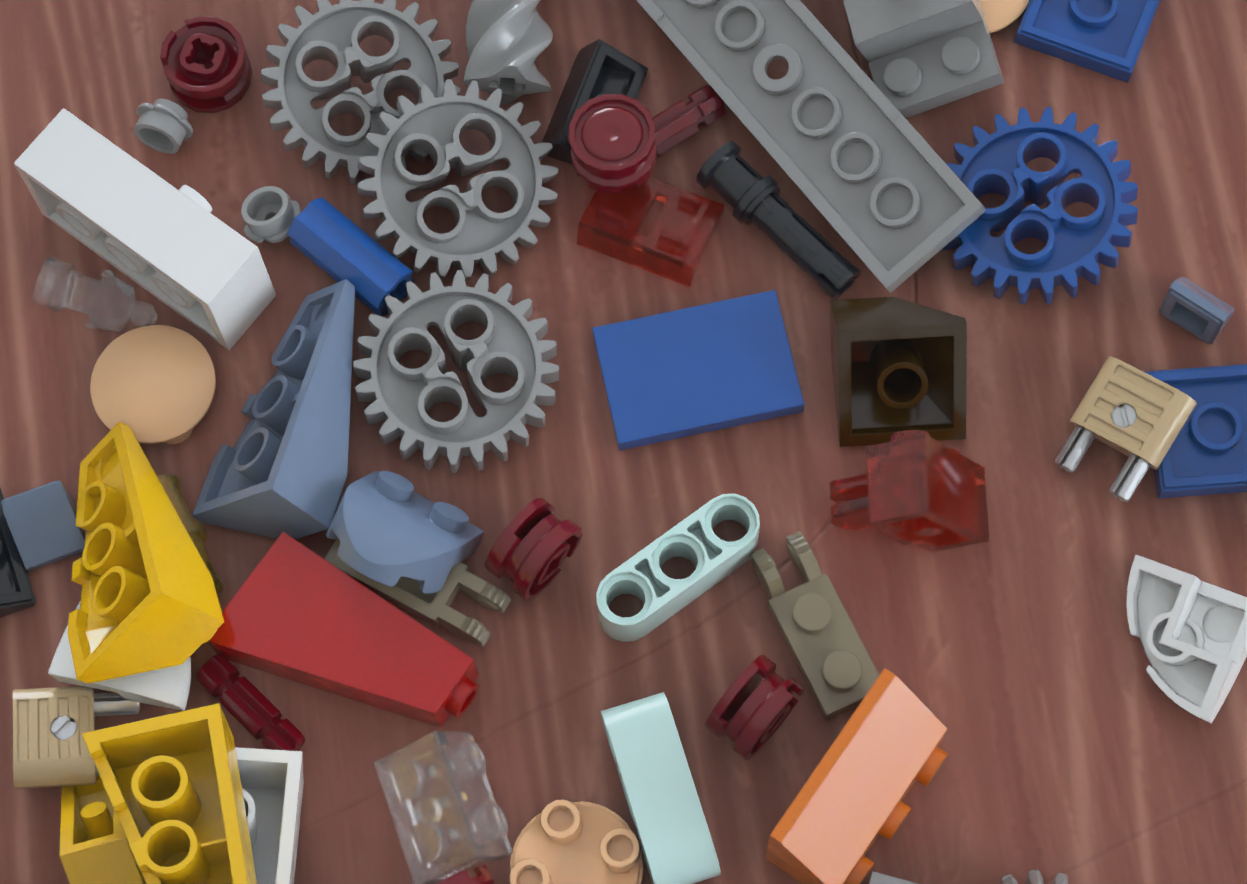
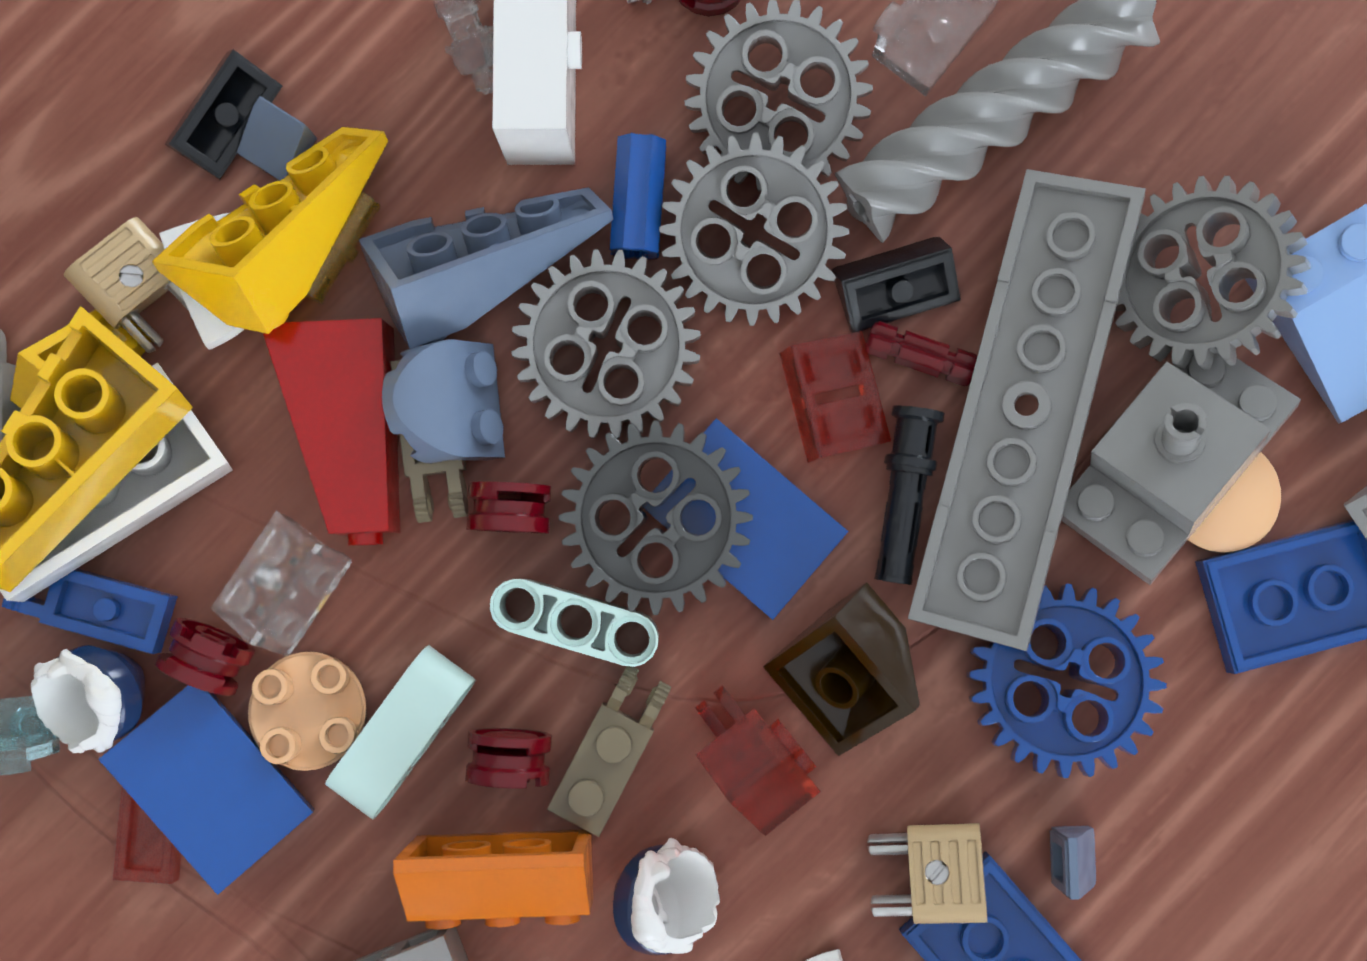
camera: 45 degrees right, 15 degrees up
(154, 383) = (437, 131): light nougat dish -> none
(248, 705) = (252, 394): dark red axle -> none
(268, 214) = (626, 100): light grey plate -> none
(613, 143) = (868, 325): dark red wheel -> none
(695, 420) = (618, 478): none -> dark grey gear
(980, 661) = (666, 899): none -> white hair

